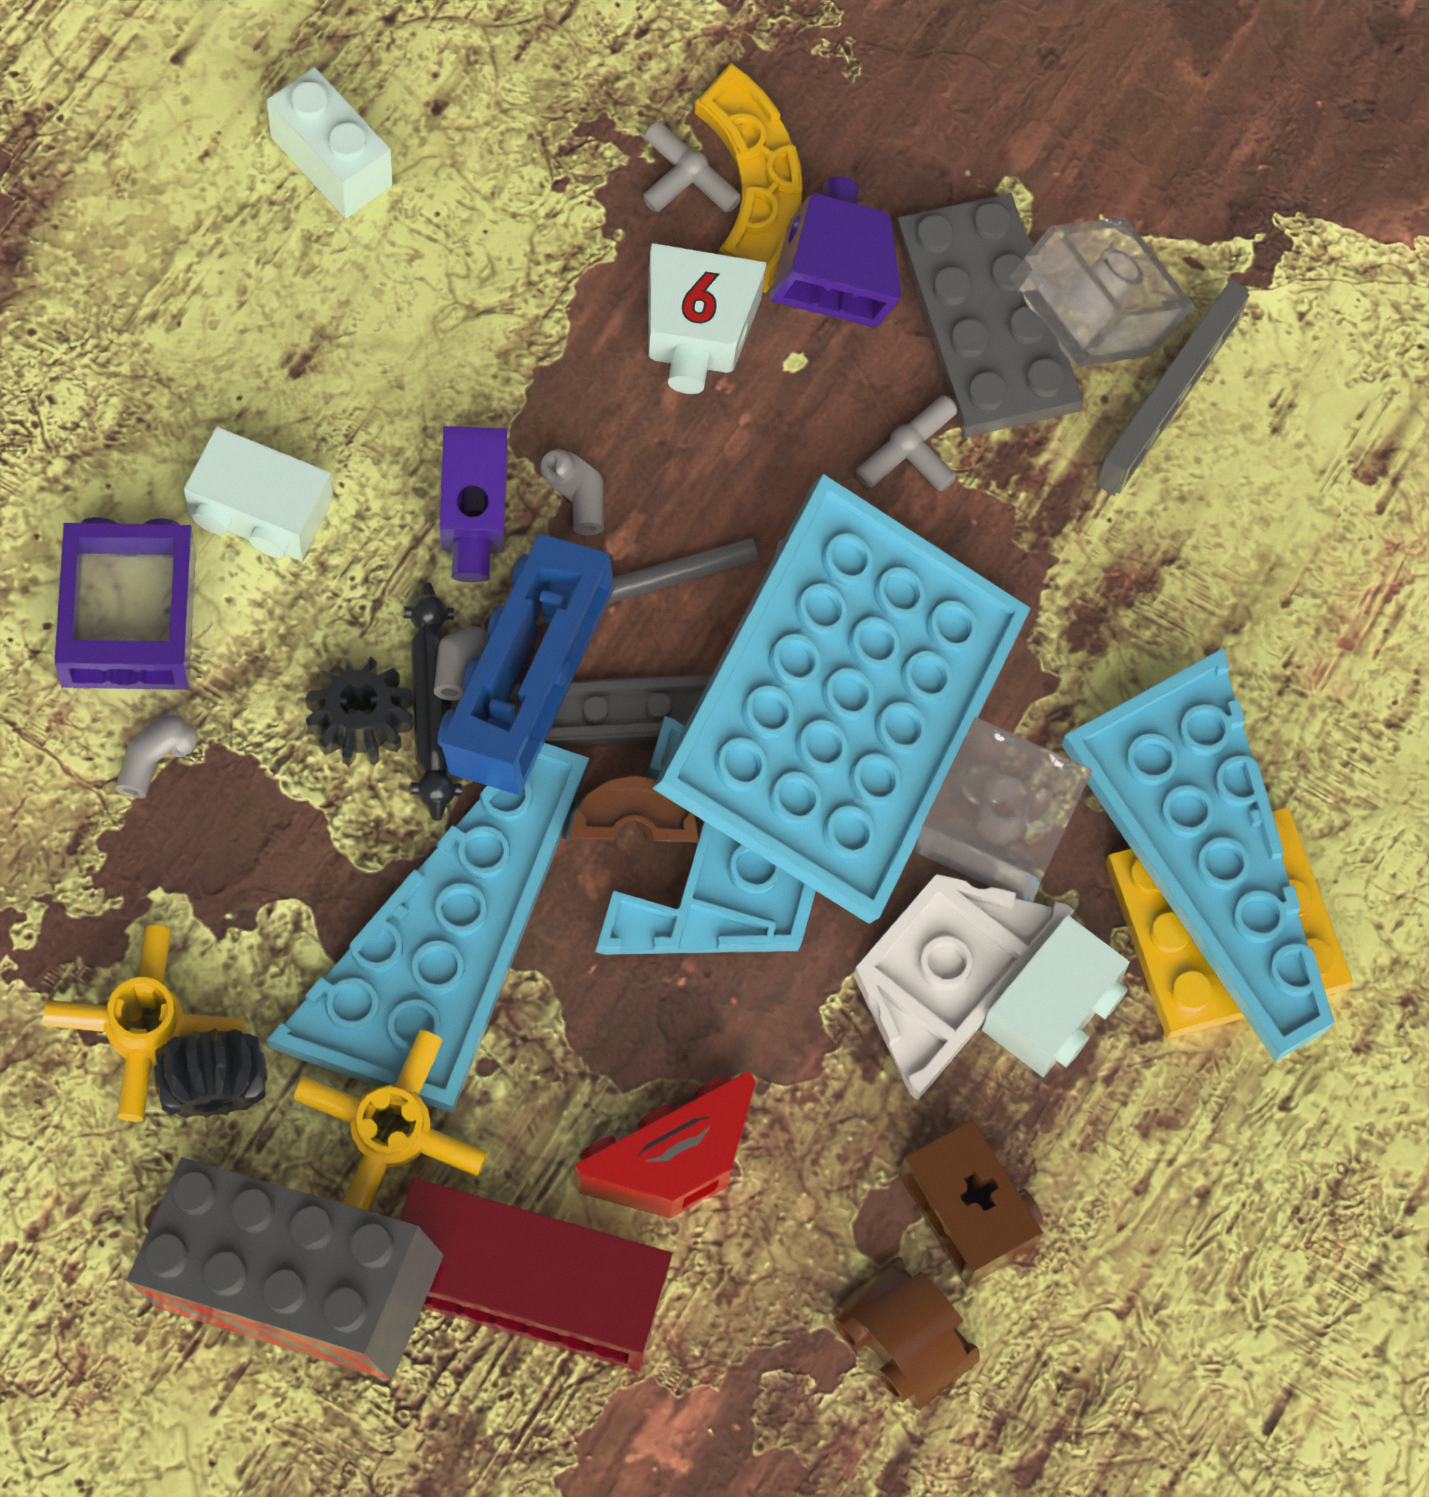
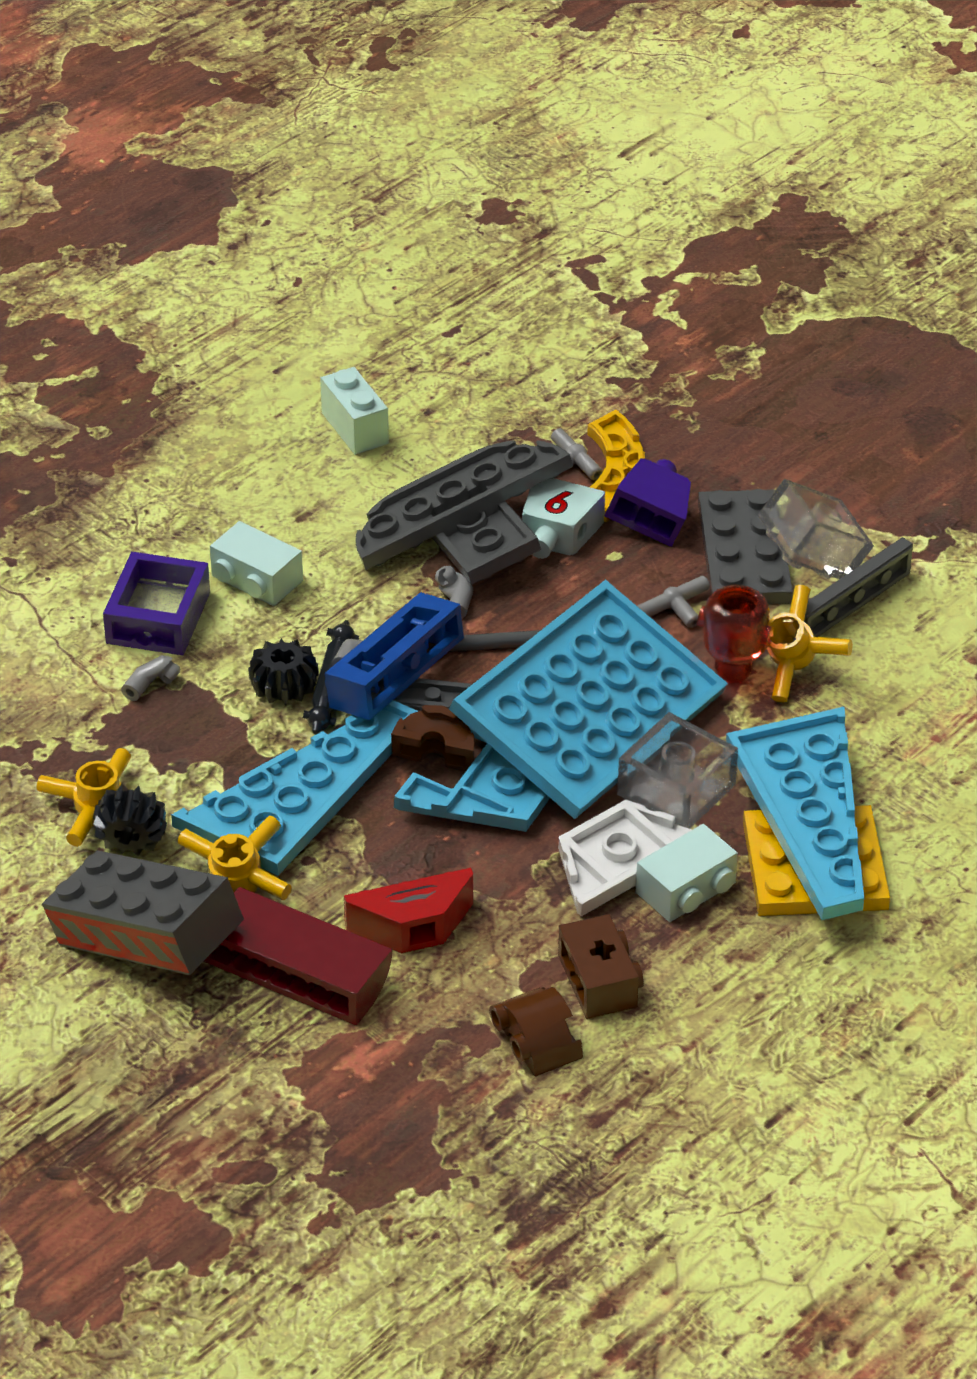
camera: 20 degrees right, 25 degrees down
(473, 483) = (382, 589): dark purple torso -> none
(553, 329) = (465, 509): none -> dark grey plate
(1037, 527) = (735, 630): none -> clear red piece
(1096, 501) = (797, 654): none -> yellow bar

